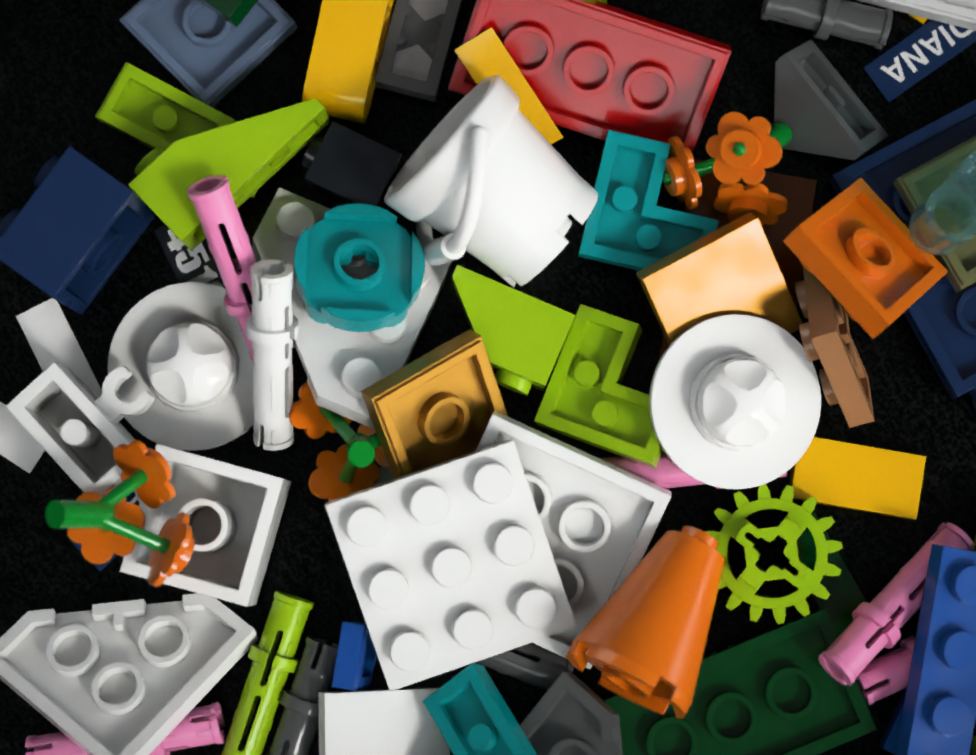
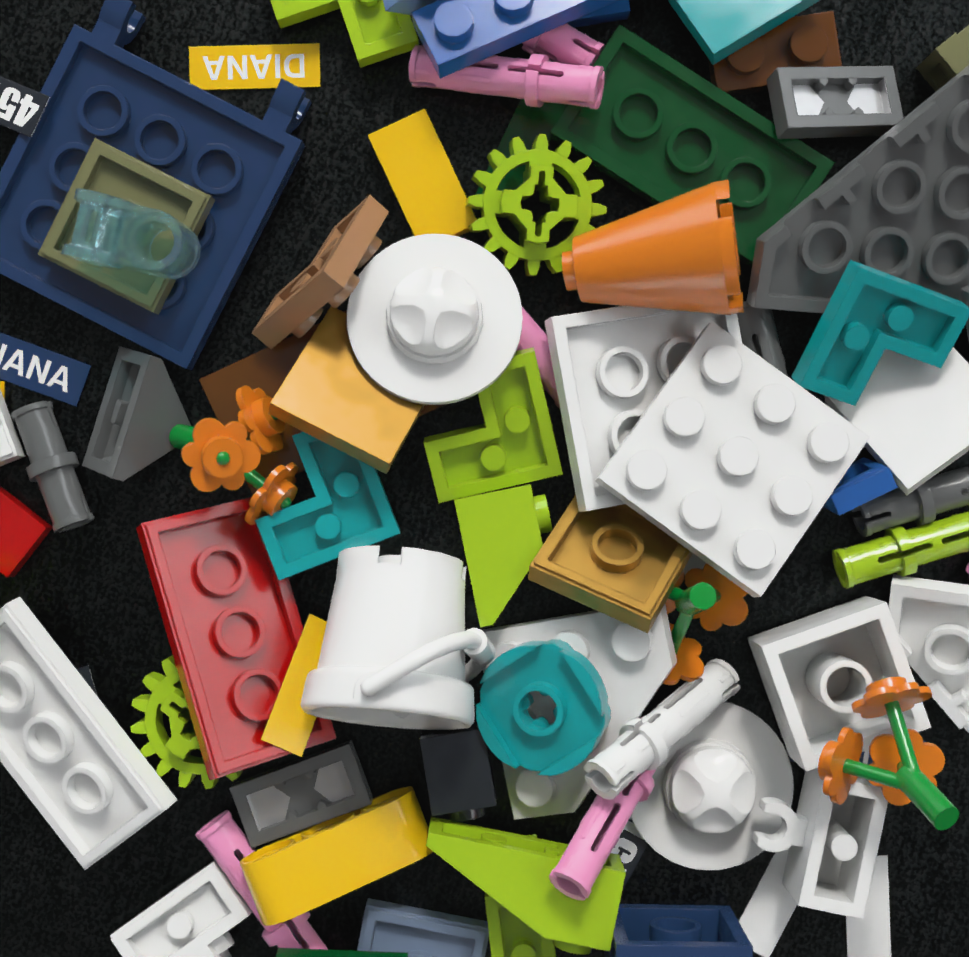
camera: 120 degrees left, 5 degrees up
(865, 257) = (241, 290): orange plate -> none

